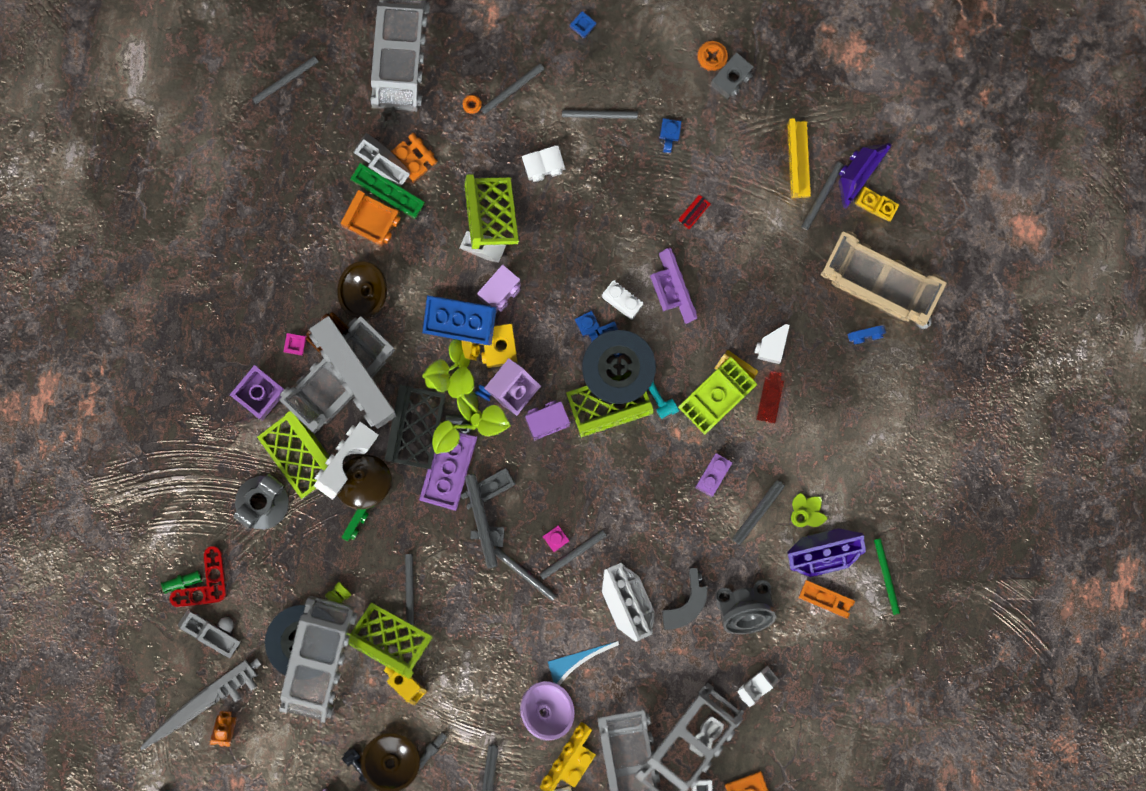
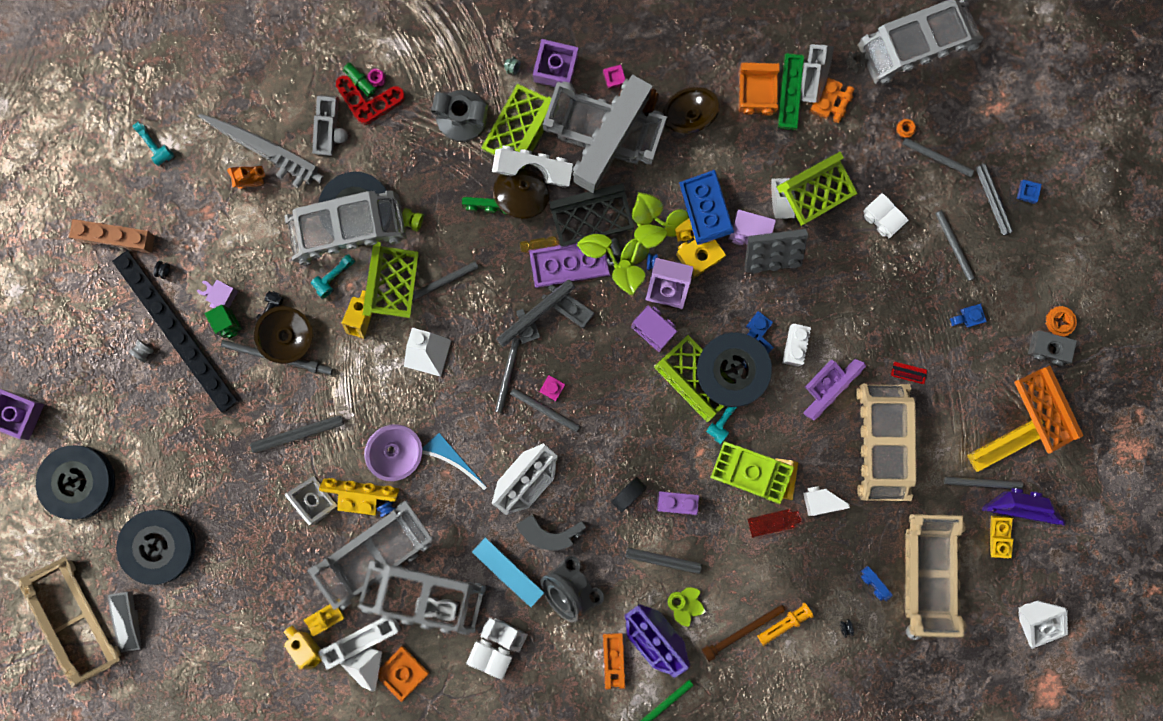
camera: 70 degrees right, 0 degrees up
(186, 560) = (376, 73): none -> dark pink plate
(238, 433) = (512, 66): none -> sand green plate
(359, 706) = (322, 285): none -> teal brick
(417, 488) = (538, 244): none -> clear yellow axle
(468, 638) = (426, 352): none -> white slope
(530, 278) = (775, 251): none -> dark grey plate
(574, 58) = (994, 199): none -> axle
(594, 741) = (386, 508): none -> blue bush
(685, 514) = (629, 494): none -> black tyre
(703, 657) = (508, 572): none -> medium azure slope
(747, 262) = (888, 442): none -> windscreen
(773, 710) = (489, 659): none -> white brick
(784, 99) = (1058, 410): none -> orange fence
(858, 508) = (712, 651): none -> reddish brown piece
(864, 421) = (793, 619): none -> light orange pin
(893, 379) = (846, 628): none -> black bush
(967, 206) = (1043, 622): none -> white slope

